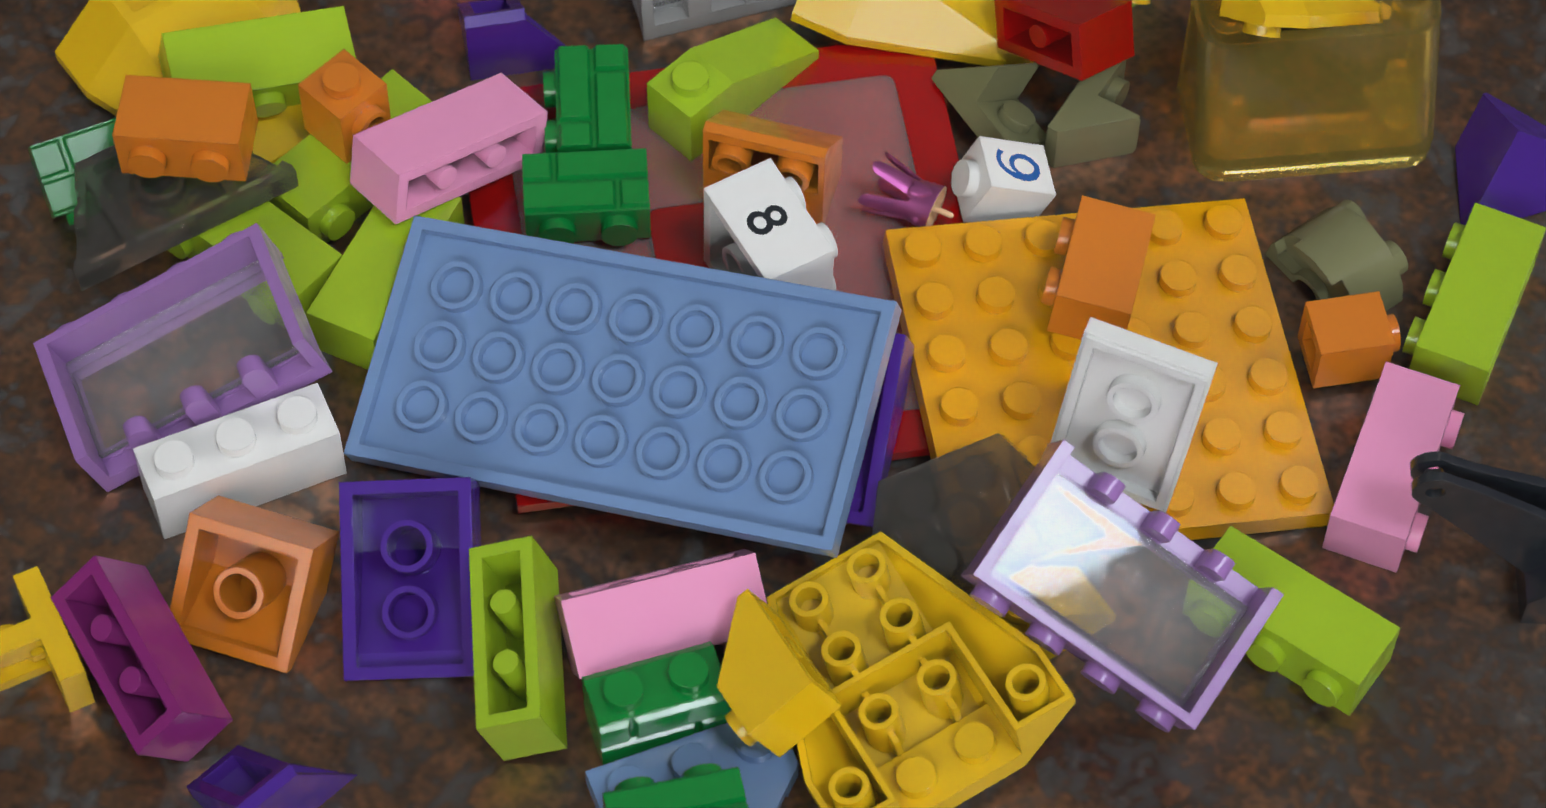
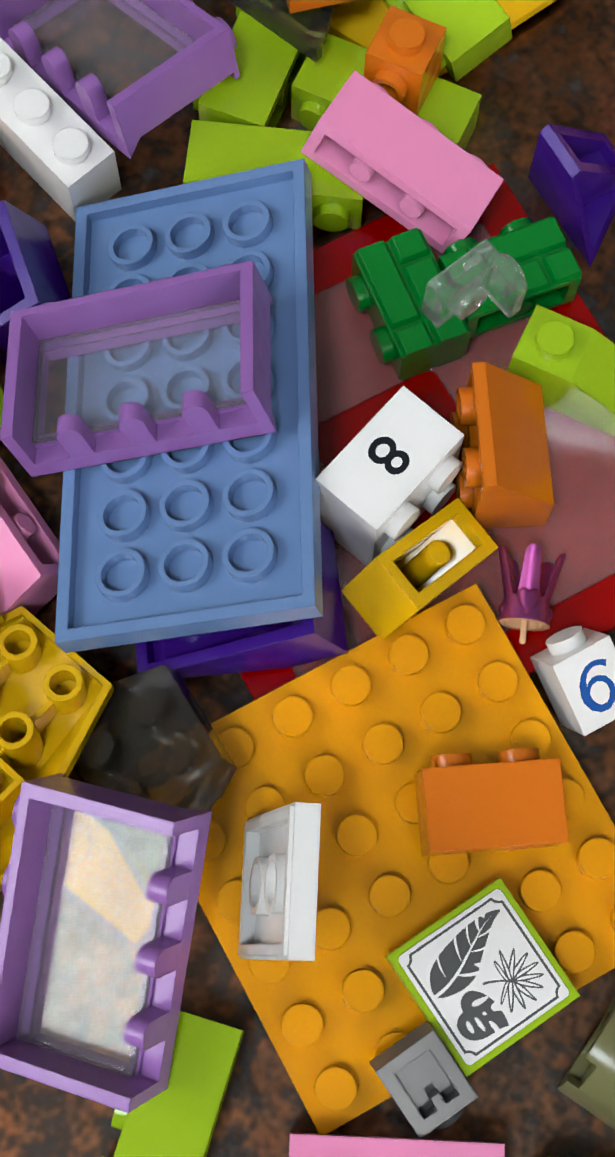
camera: 70 degrees right, 15 degrees up
(589, 398) = (139, 371): none -> window
(611, 115) = (469, 281): none -> clear bracket
(869, 254) = (419, 568): none -> yellow slope
(1247, 329) = (482, 976): none -> tile
(1315, 407) = (424, 1080): none -> bracket
(1347, 339) = (530, 1095): orange brick -> none

